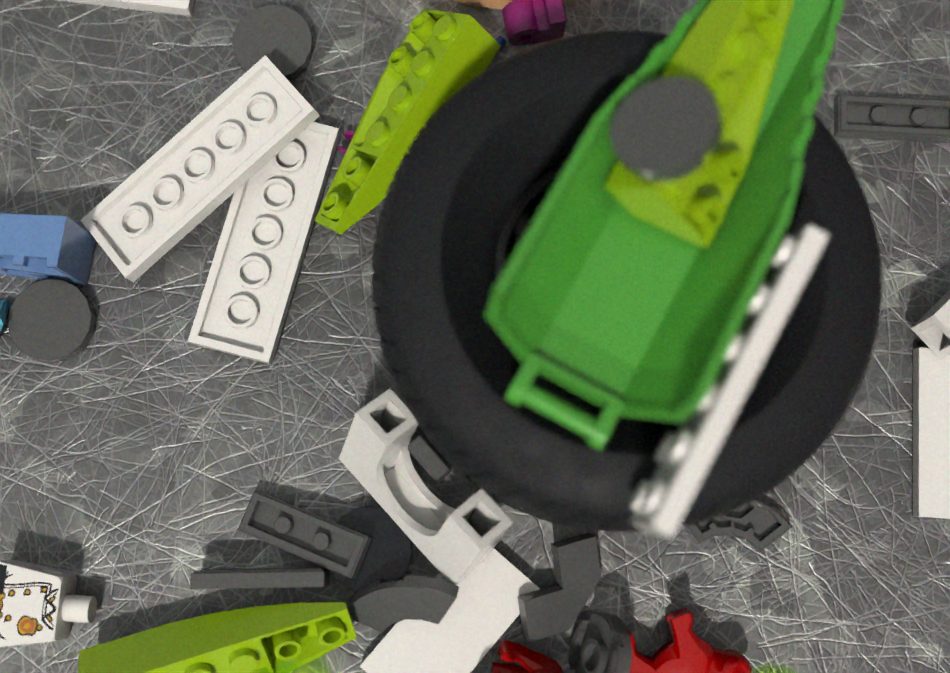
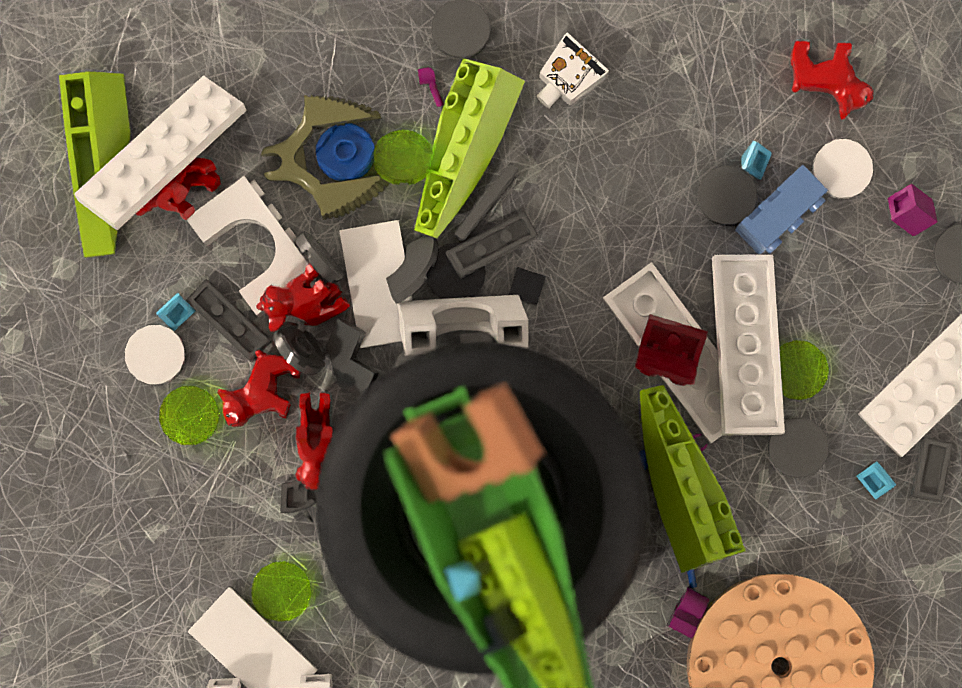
camera: 135 degrees right, 5 degrees up
(183, 96) = (802, 370): none -> clear neon green tile
(269, 237) = (670, 350): none -> dark red bracket
(320, 457) = (527, 285): none -> black tile
(642, 321) = (445, 473): none -> nougat arch
(666, 128) = (524, 555): dark grey tile -> none
(688, 555) = (313, 439): none -> red animal
(689, 452) = (371, 448): white plate -> none
(754, 193) = (463, 580): none -> medium azure slope
(771, 94) = (504, 629): none -> panel
(870, 455) = (281, 591): none -> clear neon green tile

